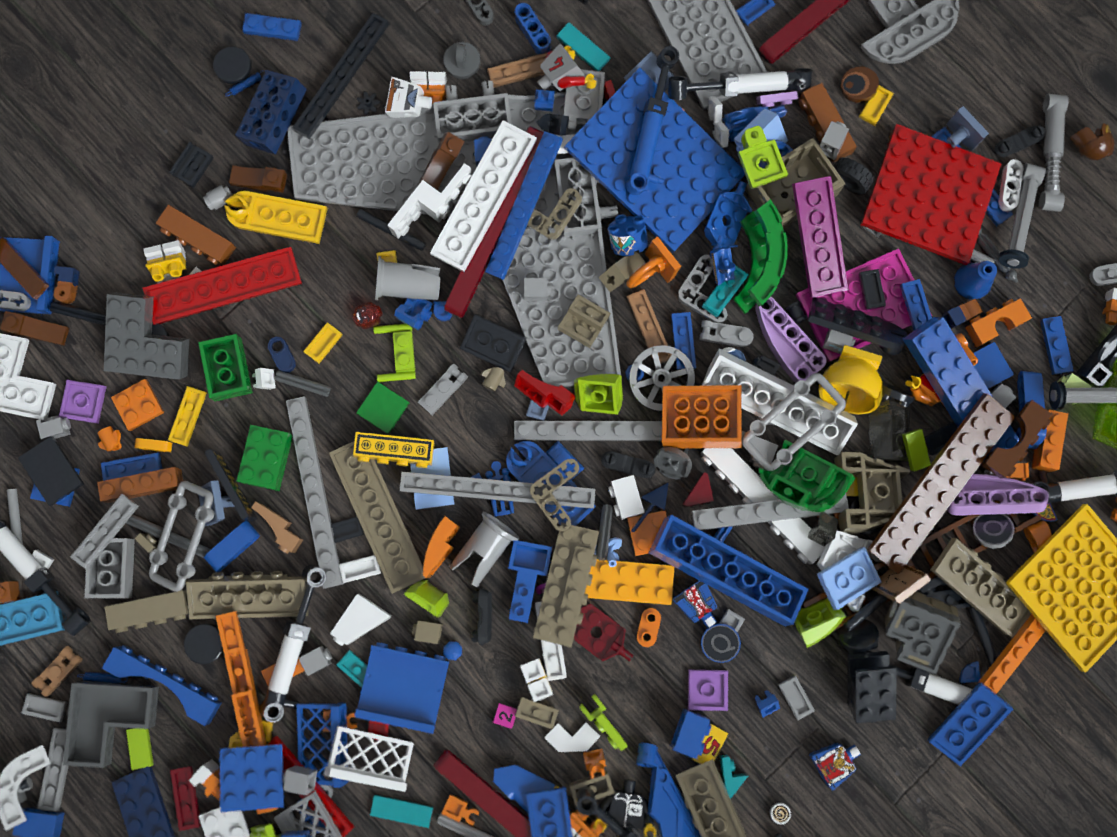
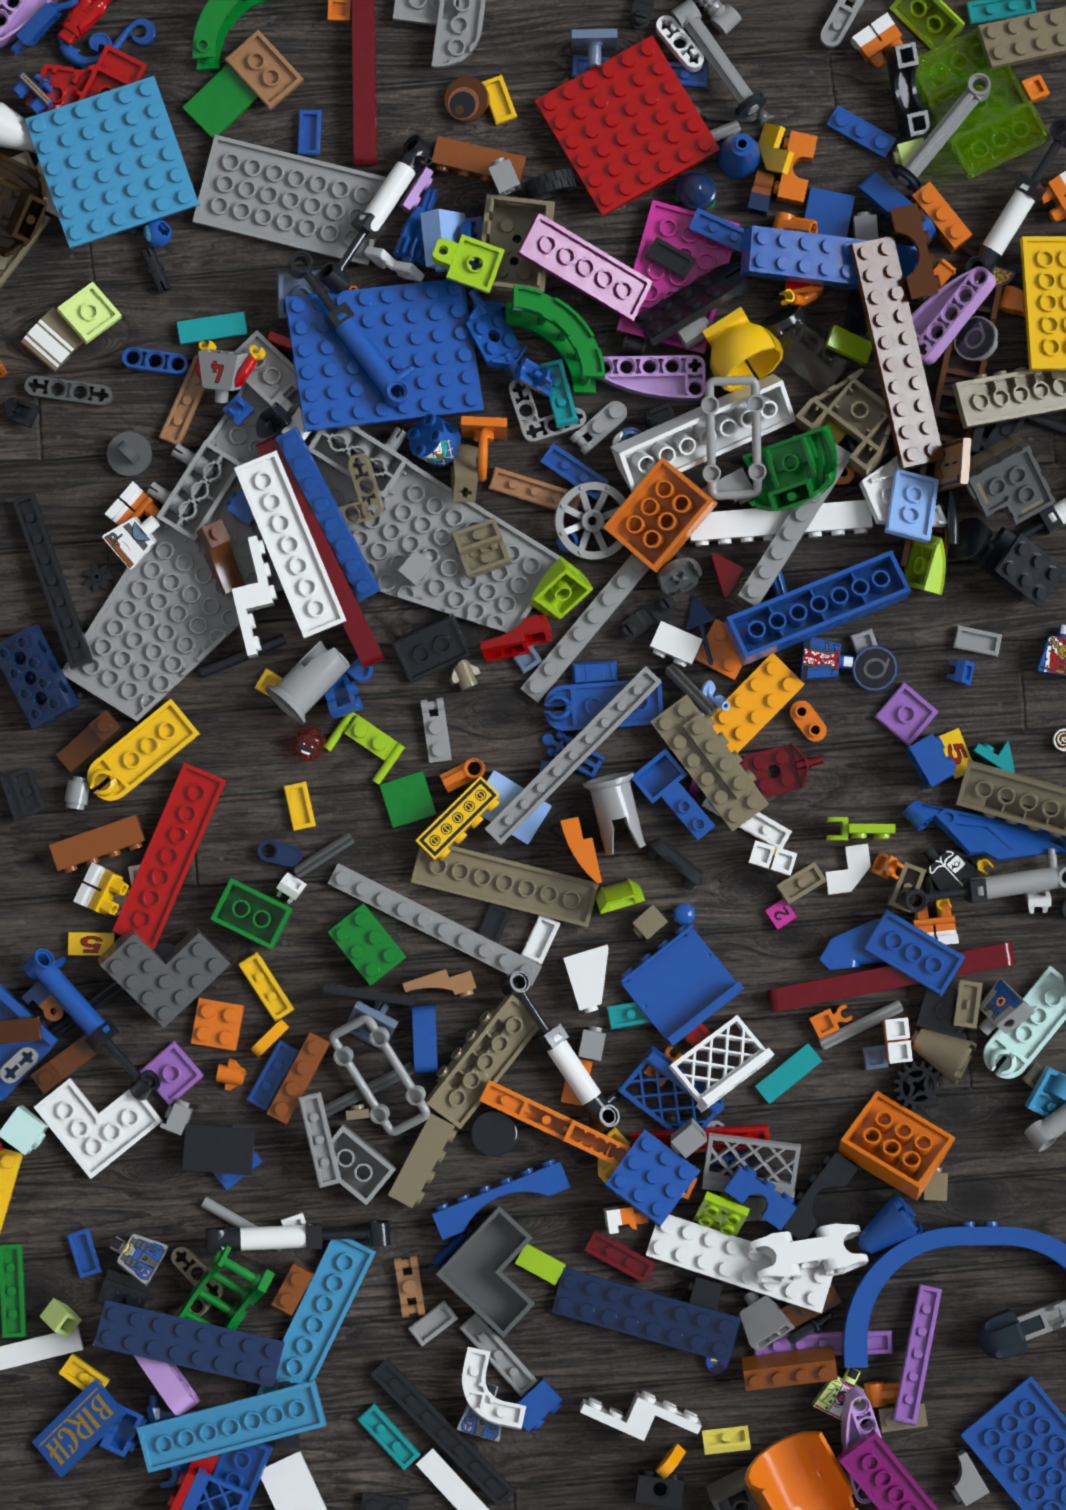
camera: 50 degrees left, 5 degrees up
(72, 317) = (99, 1033): none -> blue piece
(126, 281) = (89, 943): none -> yellow tile
(426, 429) = (460, 775): none -> orange piece
(548, 496) = (617, 714): dark tan beam -> none
(825, 529) = (852, 491): clear smoke panel -> none
(929, 271) = (696, 191): none -> dark blue hair
(994, 301) = (775, 159): none -> yellow tile

